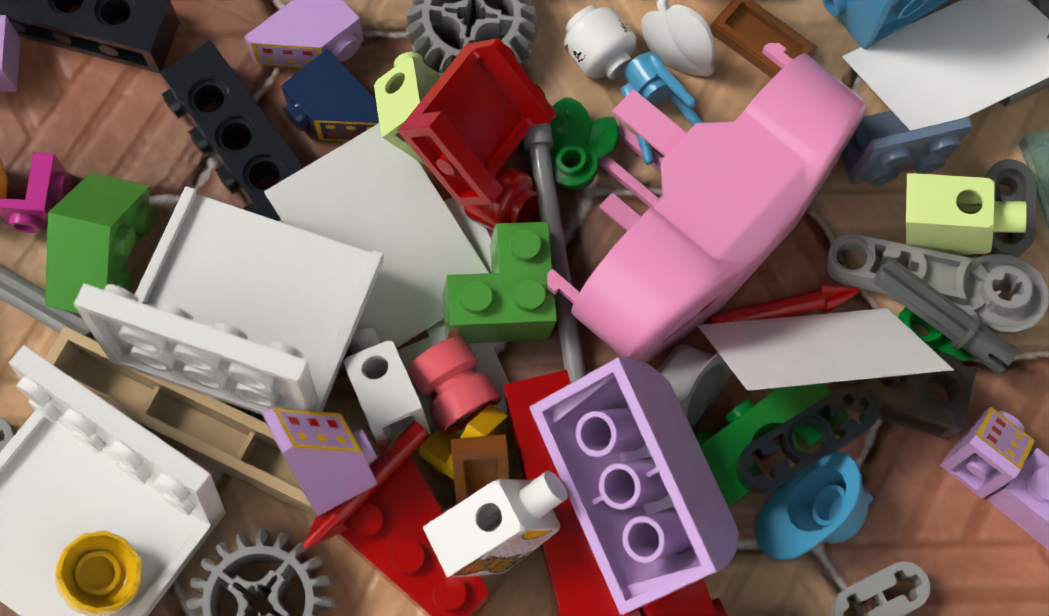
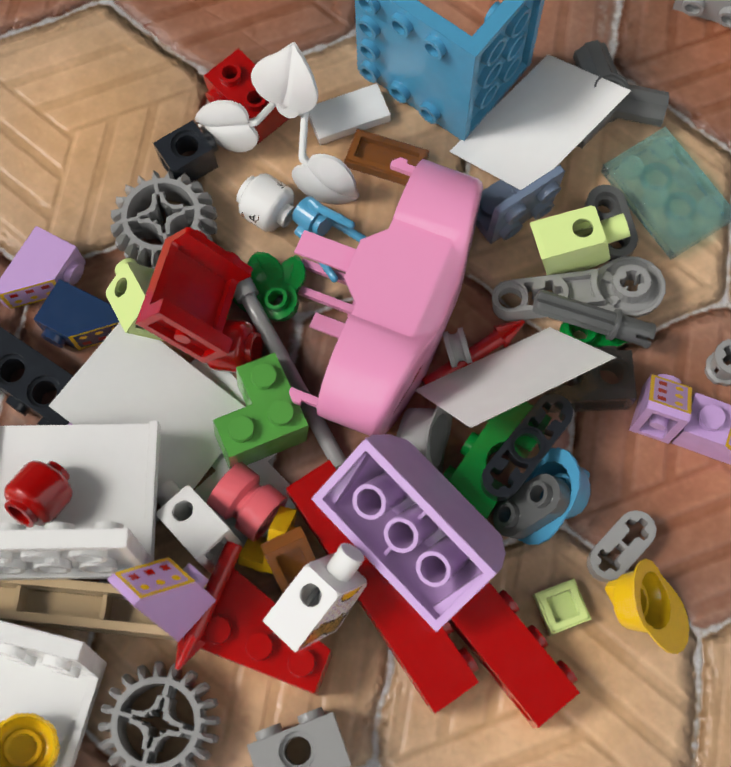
camera: 15 degrees left, 0 degrees up
(217, 286) = (38, 493): none -> red head
(766, 292) = (457, 347): none -> light grey bush
(779, 517) = (528, 511): none -> dark grey plate

